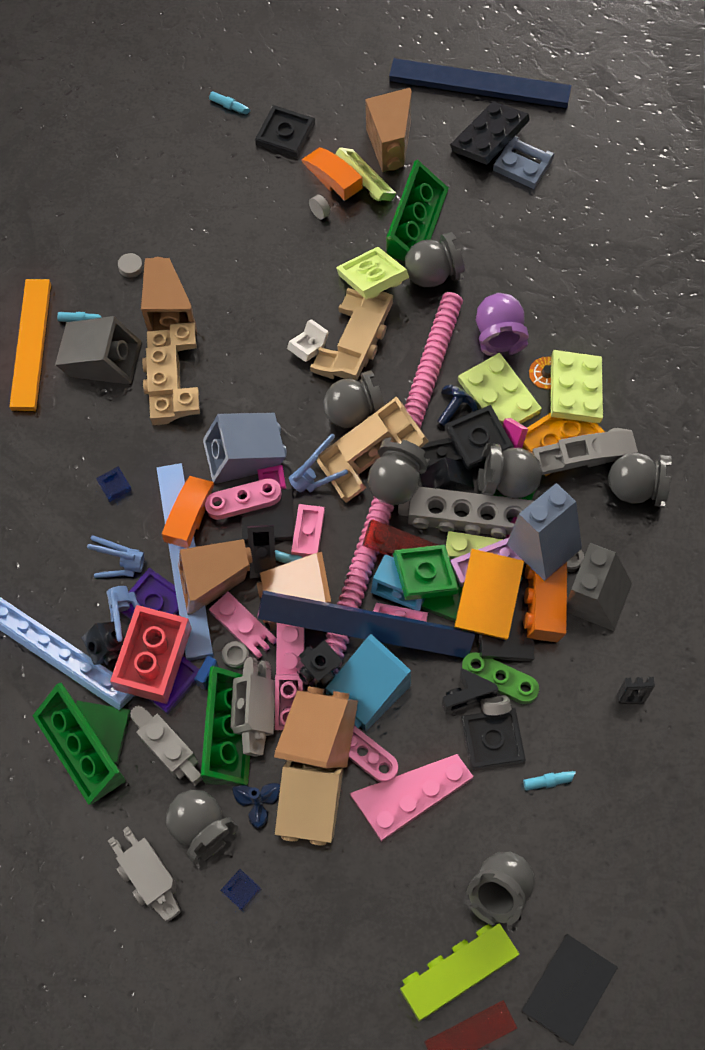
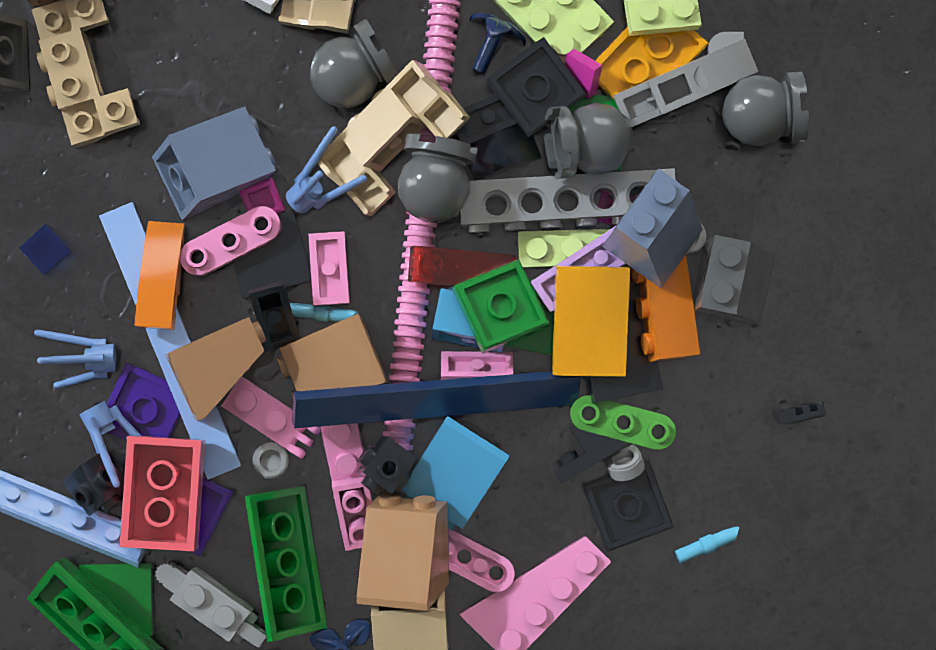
camera: 15 degrees left, 20 degrees up
(202, 676) = (241, 489): blue tile -> none
(253, 706) = (312, 528): light grey hinge -> none

